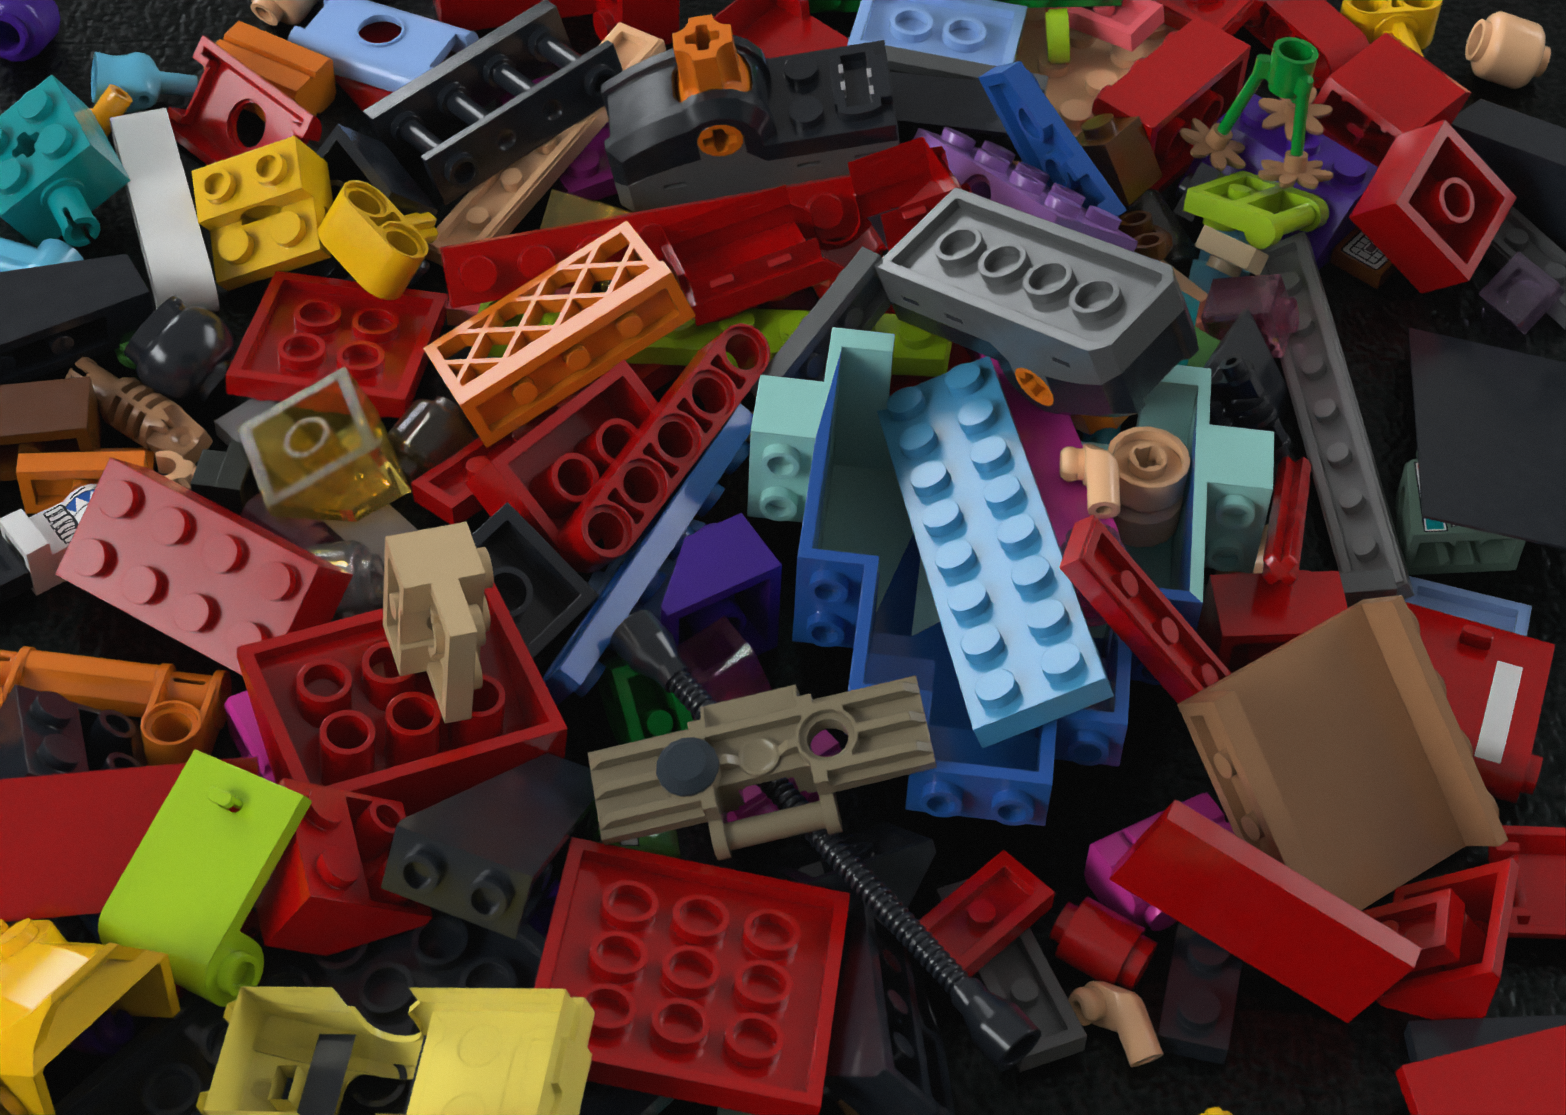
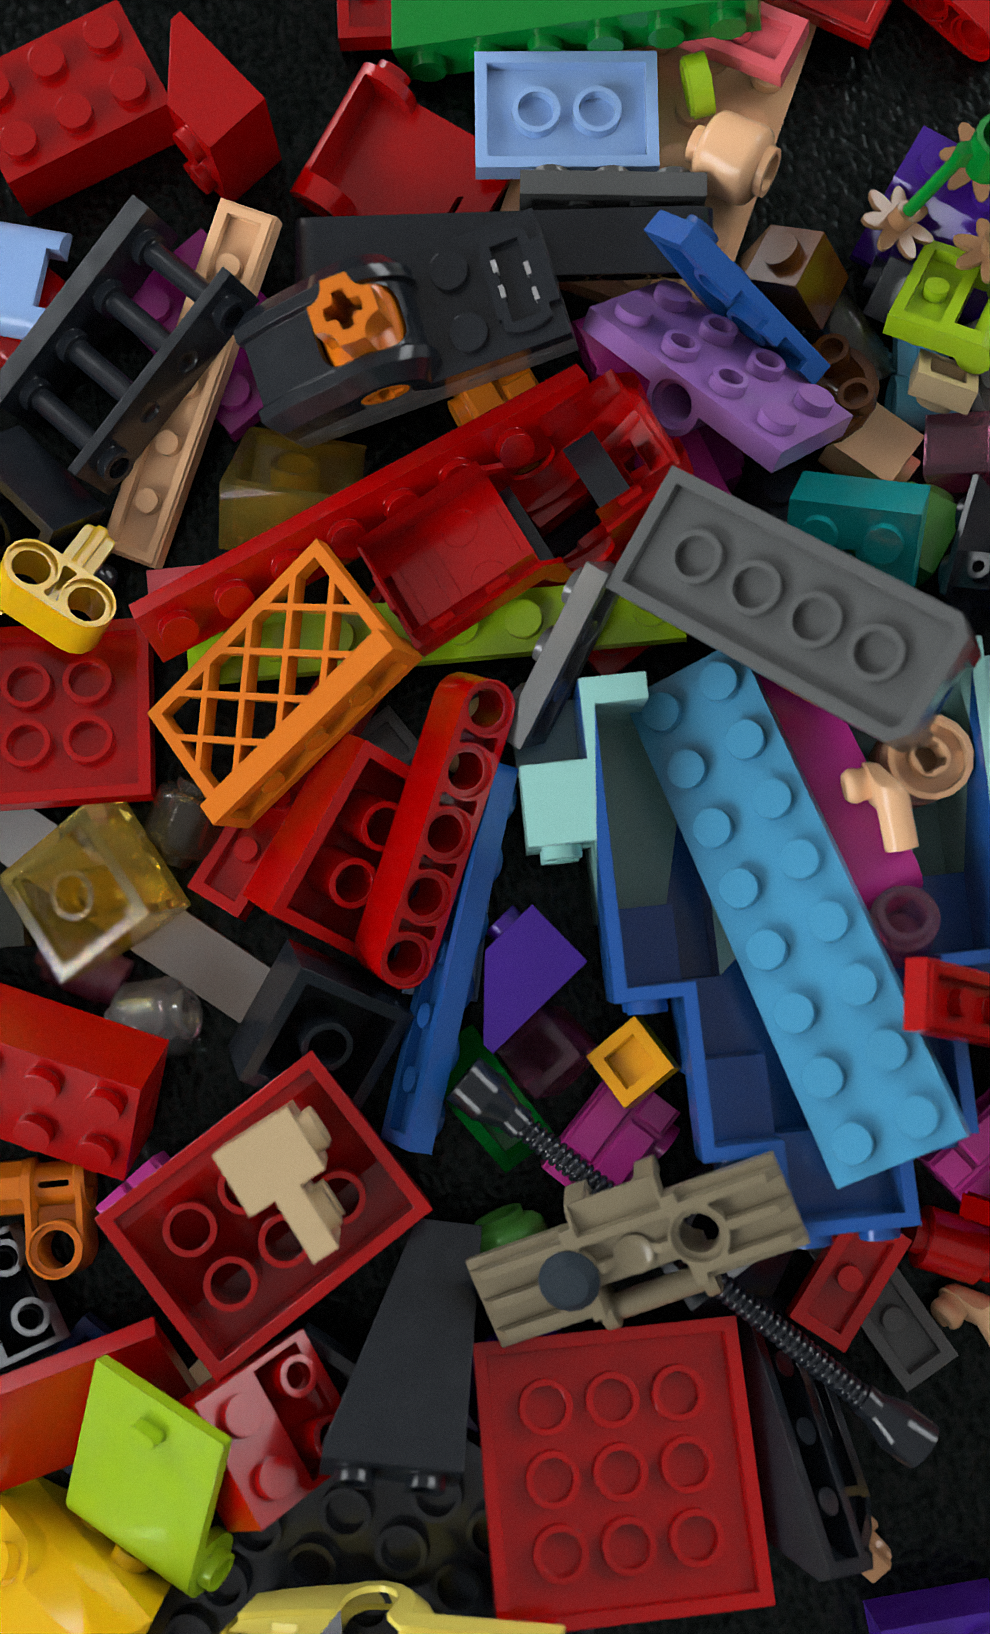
camera: 10 degrees left, 35 degrees up
(808, 666) = (633, 1062): none -> light orange plate
(1076, 79) = (736, 156): none -> light nougat head
(1185, 78) = (841, 149): red brick -> none

